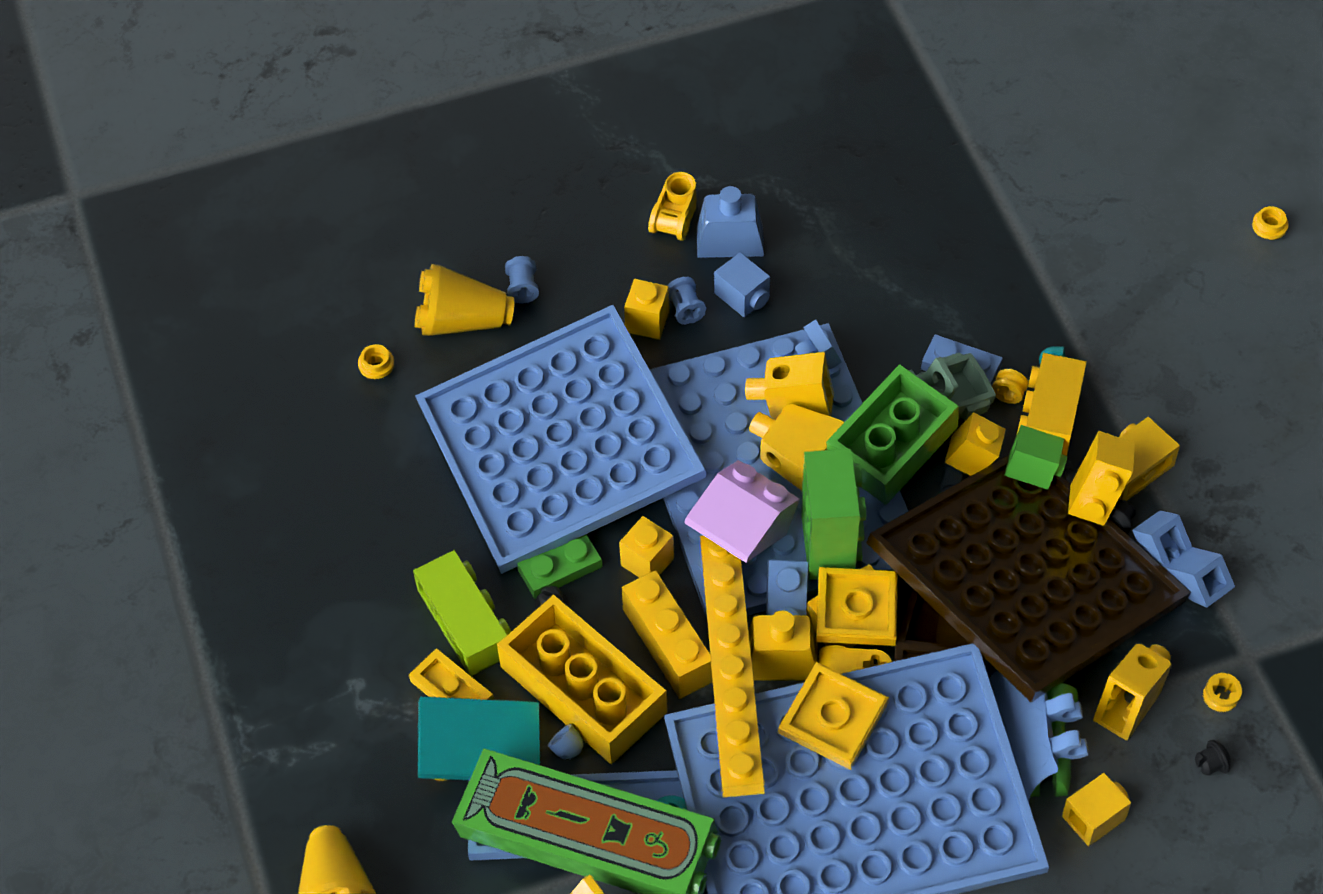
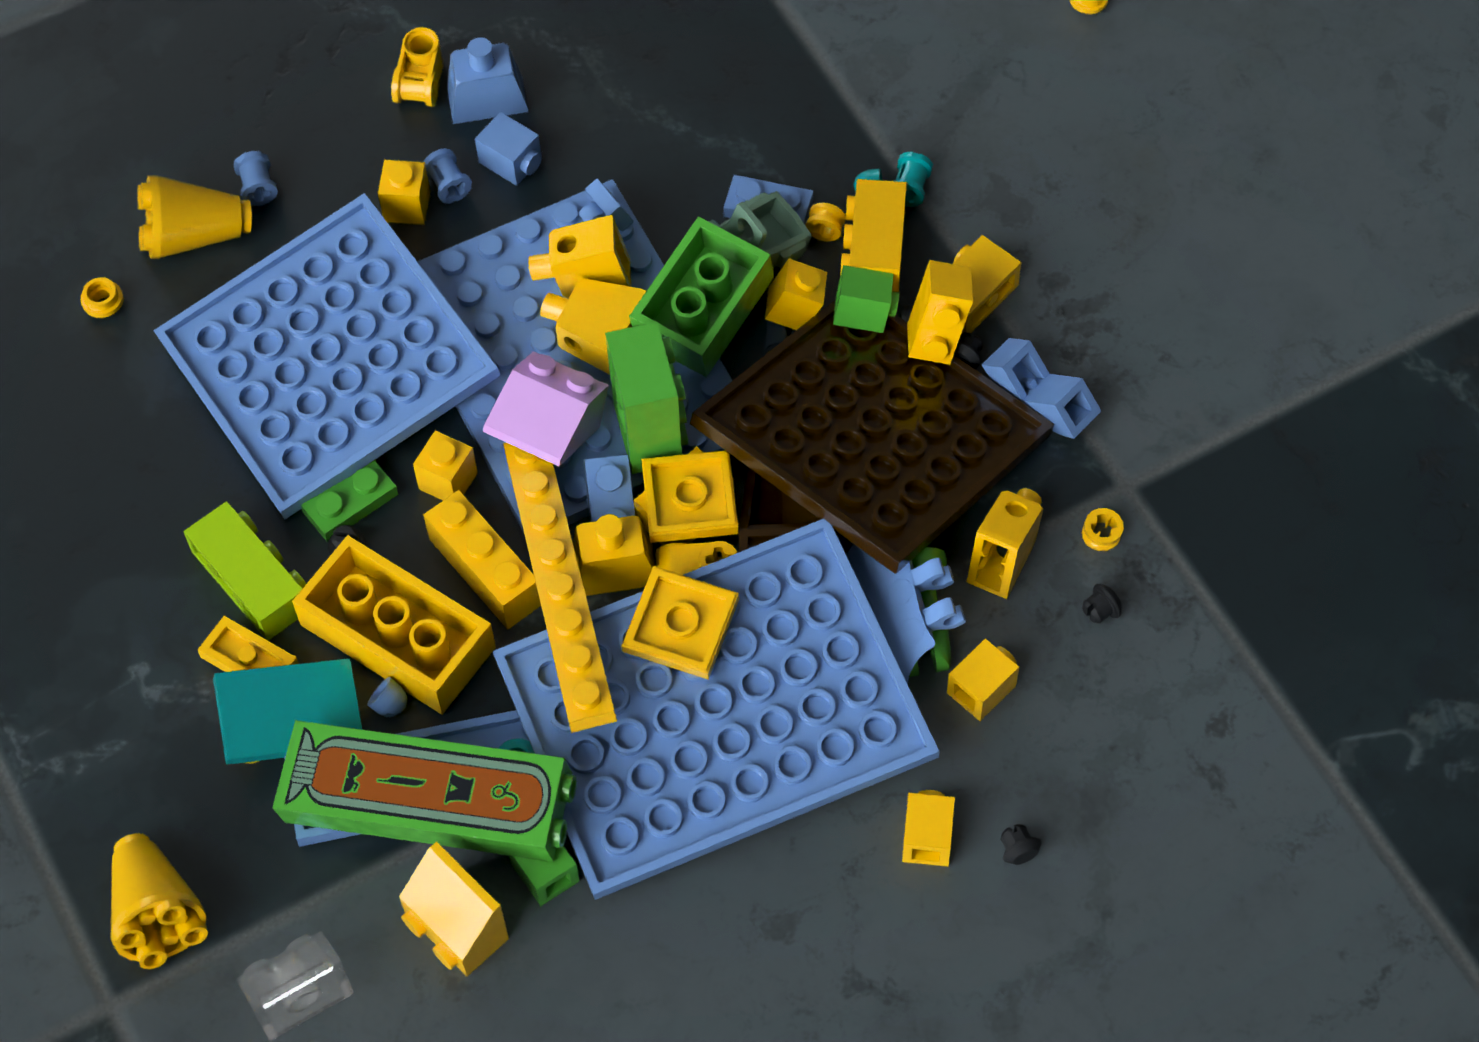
camera: 10 degrees left, 5 degrees up
(1095, 352) = (914, 170): none -> teal bush

